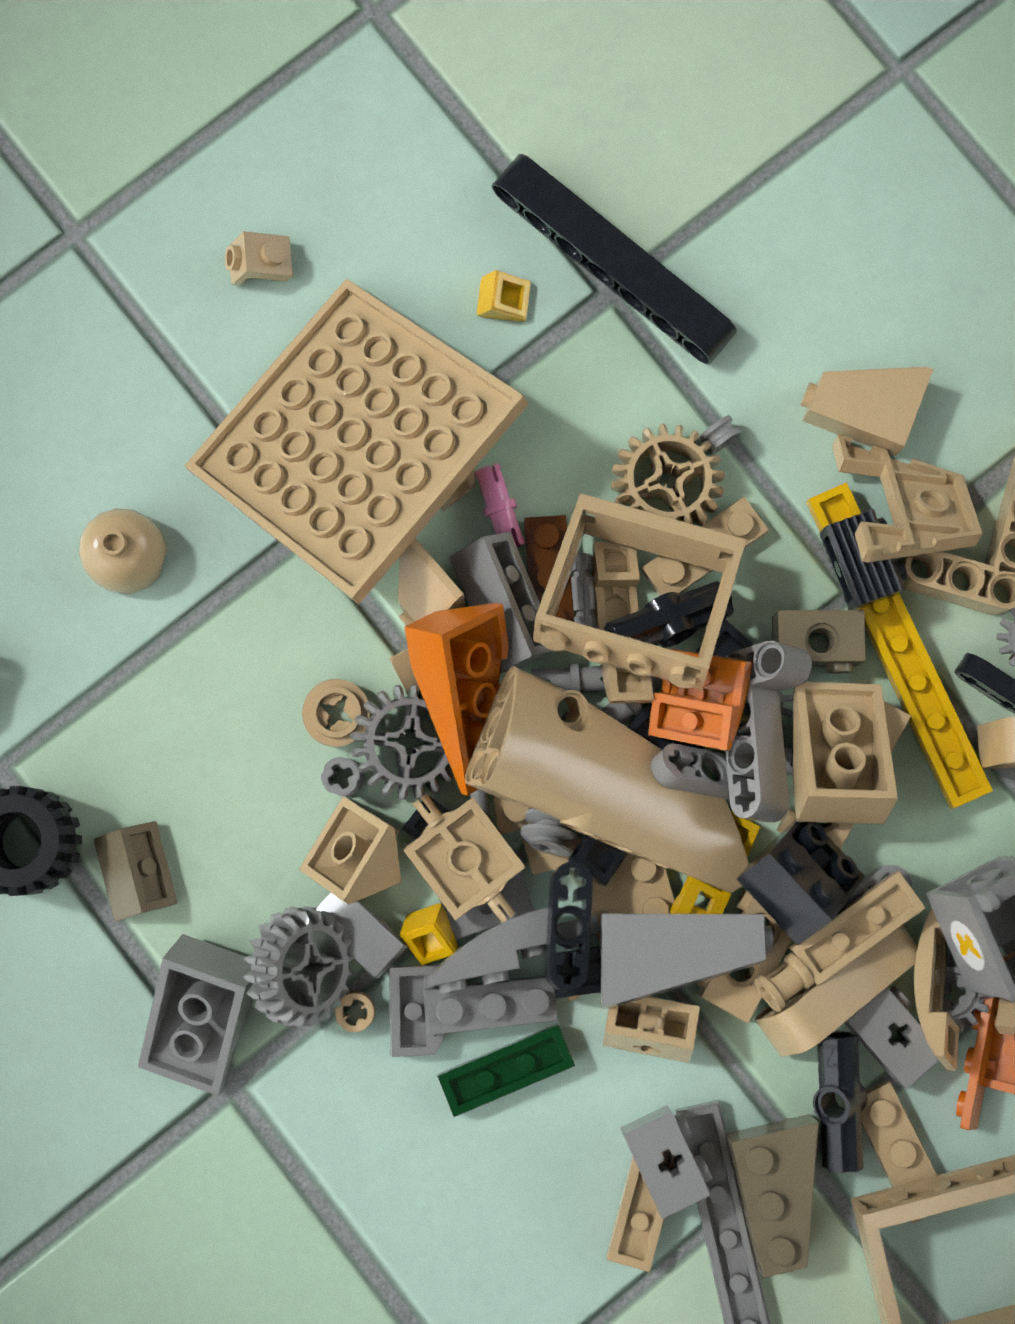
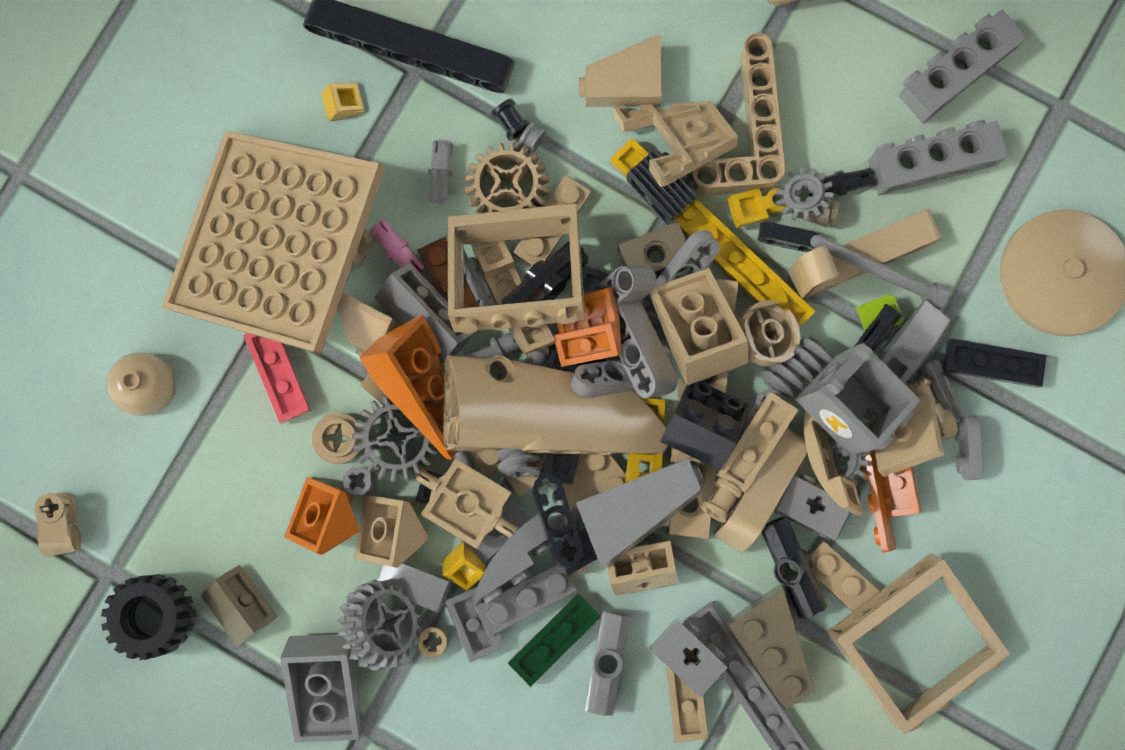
camera: 20 degrees left, 0 degrees up
(259, 257) = (157, 139): tan bracket -> none
(279, 803) = (321, 517): none -> orange slope
(292, 609) = (278, 377): none -> coral plate
(547, 1151) = (603, 684): none -> light grey piece
(591, 431) = (440, 170): none -> light grey axle
(703, 400) = (510, 119): none -> black bush
(881, 654) = (696, 252): none -> light grey beam
(927, 796) = (770, 333): none -> tan cylinder
(942, 851) = (800, 366): none -> light grey piece
(963, 628) = (752, 208): none -> yellow plate

